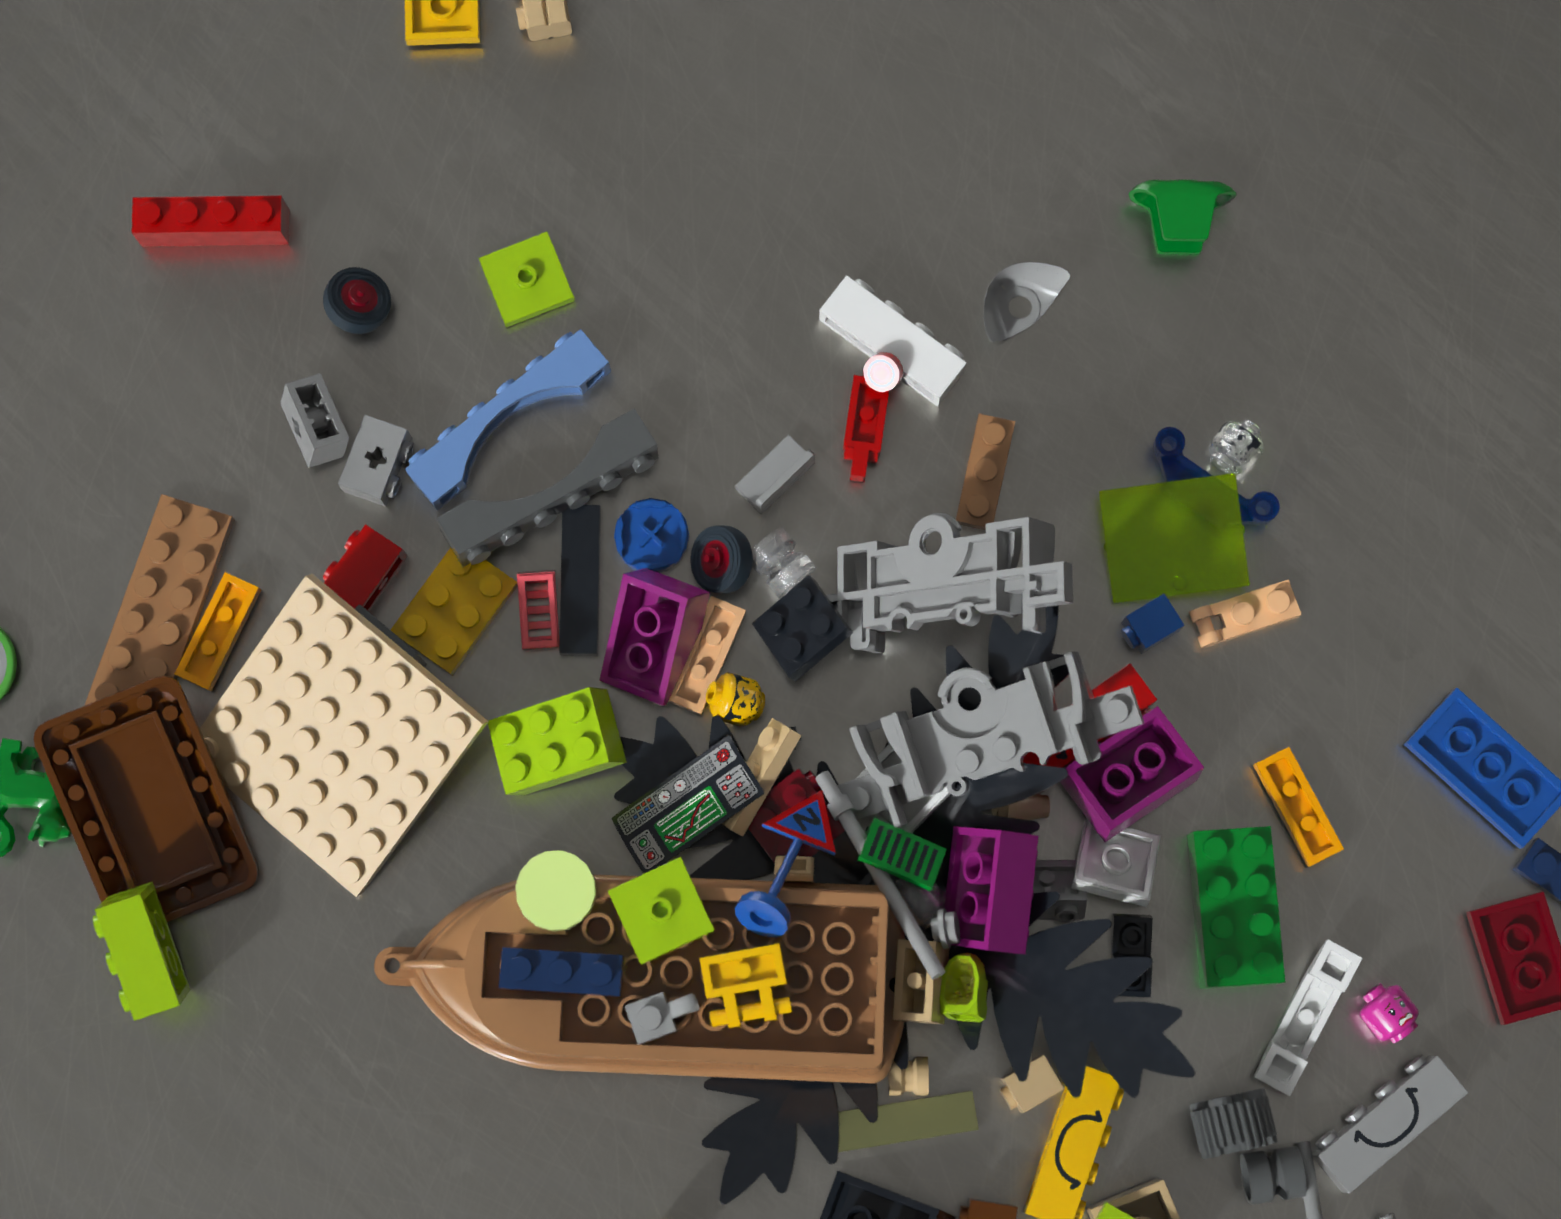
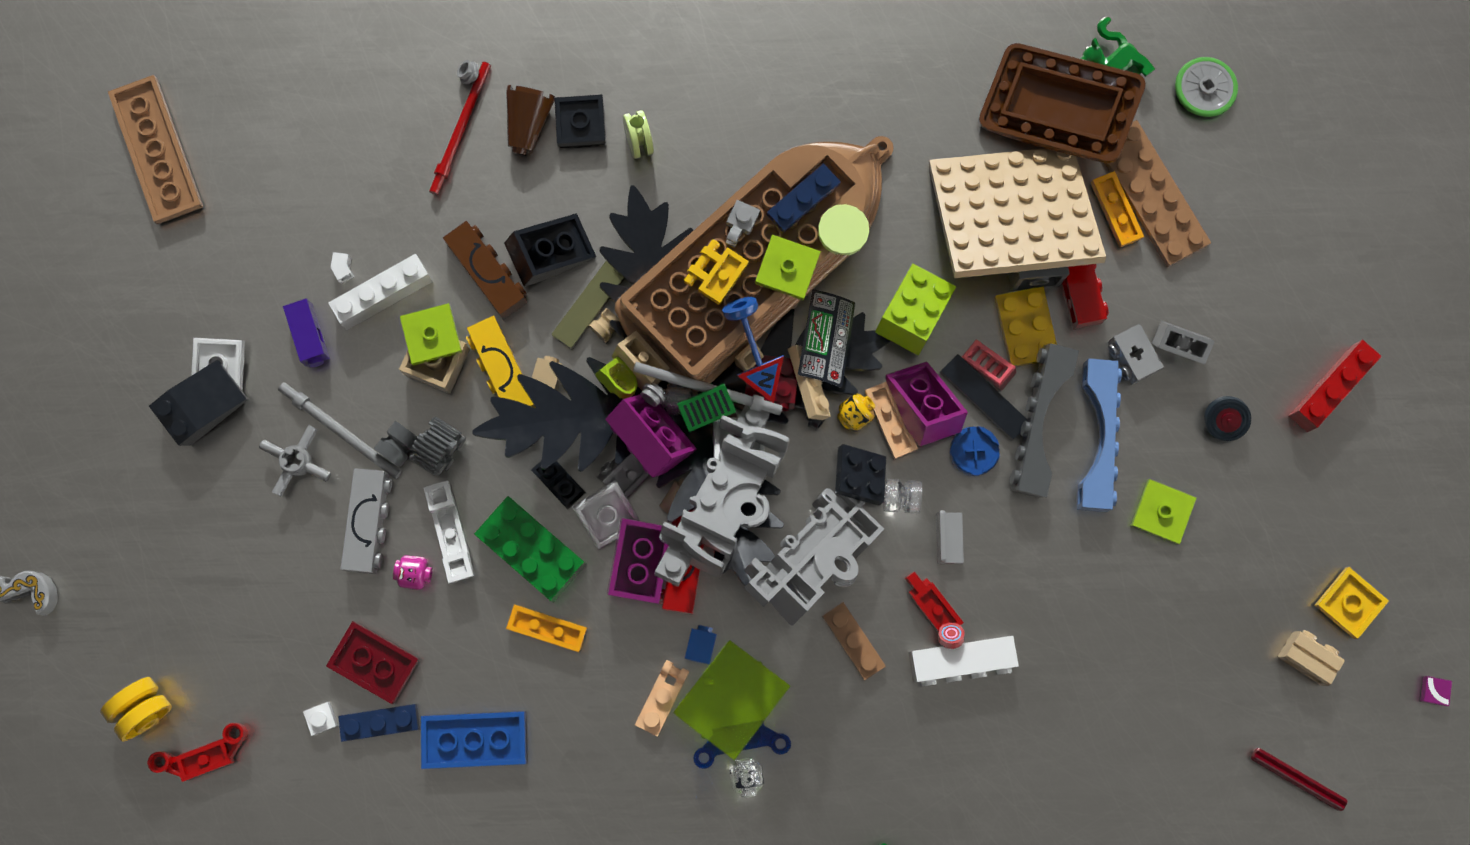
camera: 130 degrees right, 0 degrees up
(141, 951) = (994, 41): lime brick -> none
(721, 559) = (931, 469): black wheel -> none
(1031, 280) = (925, 763): light grey piece -> none

